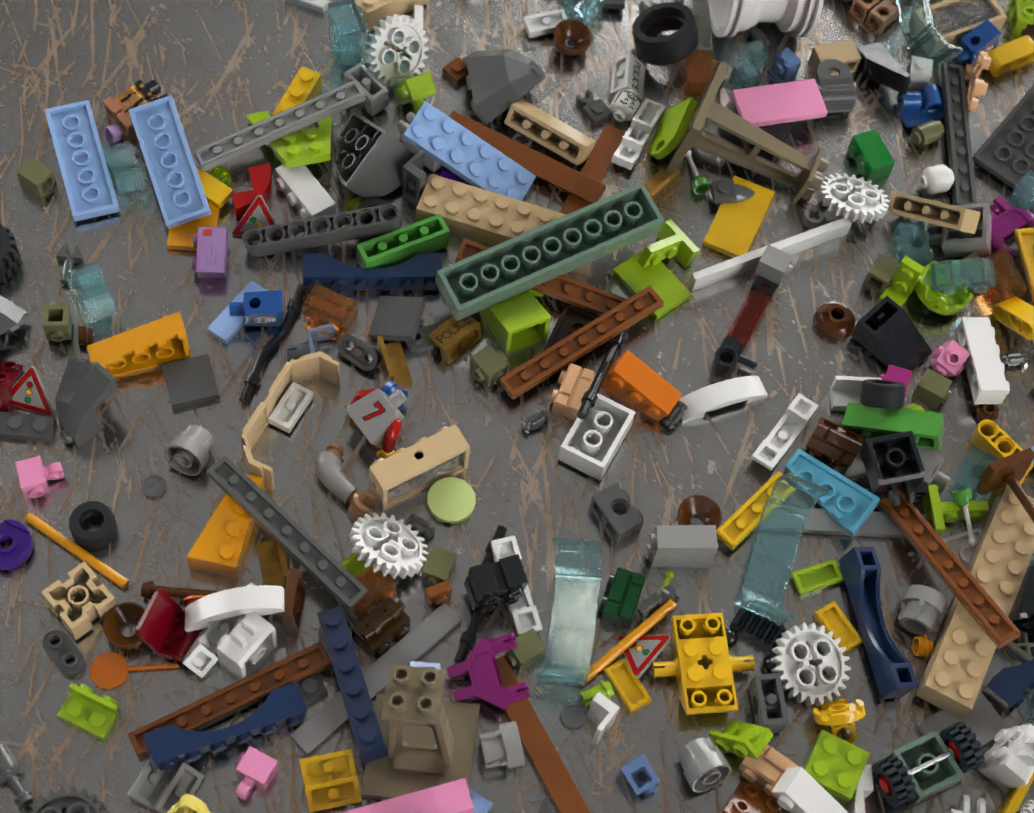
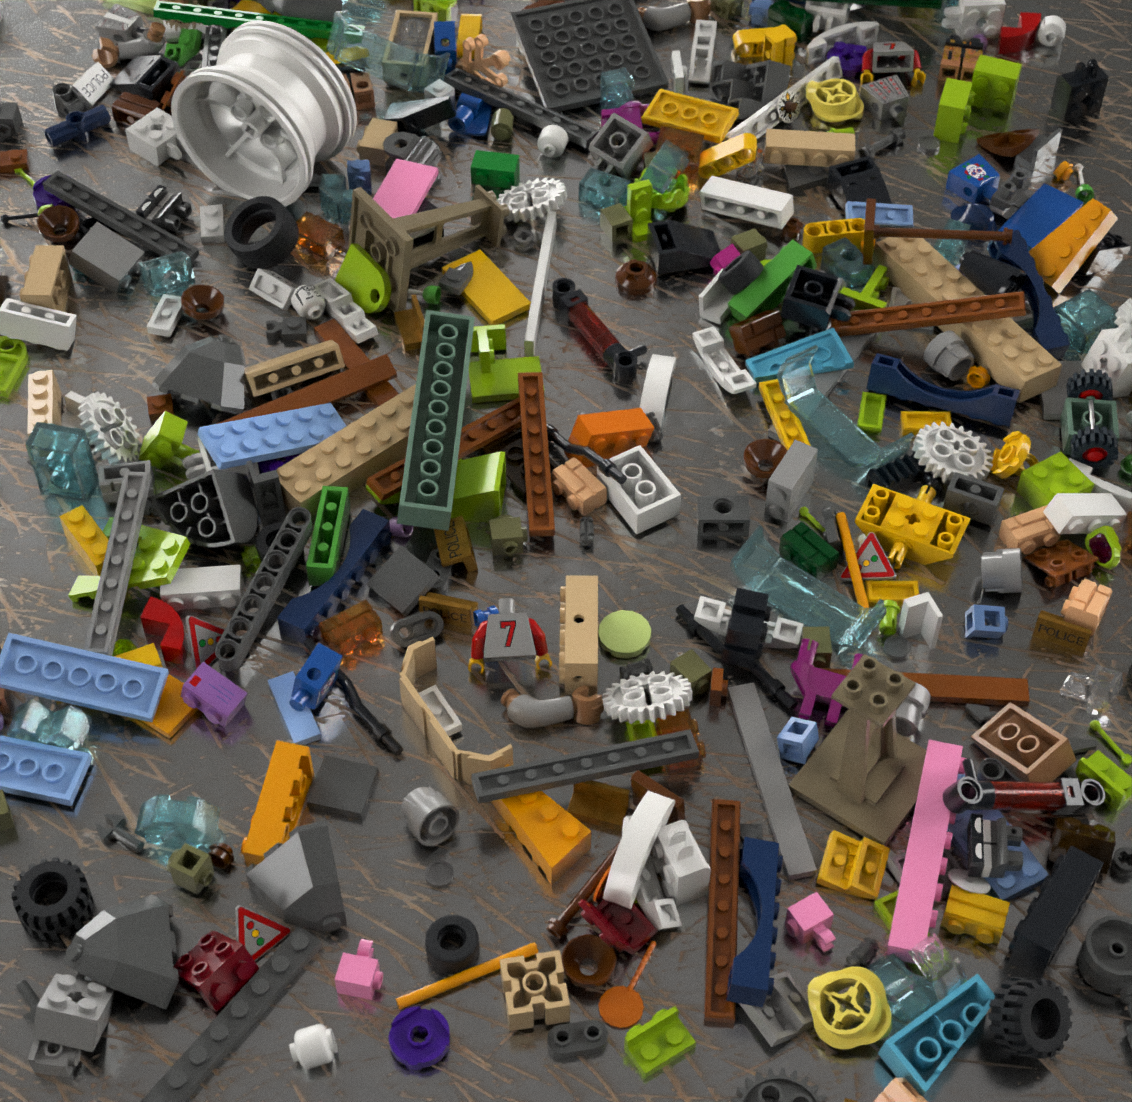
camera: 50 degrees left, 10 degrees down
(309, 347) = (382, 664): sand blue bracket -> none
(352, 685) = (822, 800): dark blue arch -> none
(382, 627) = (725, 747): dark brown brick -> none
(742, 739) = (997, 530): lime bracket -> none
(774, 264) = (563, 278): light grey brick -> none
(934, 212) = (593, 151): tan brick -> none
(949, 359) = (730, 220): bright pink brick -> none
(963, 498) = (868, 274): hinge -> none

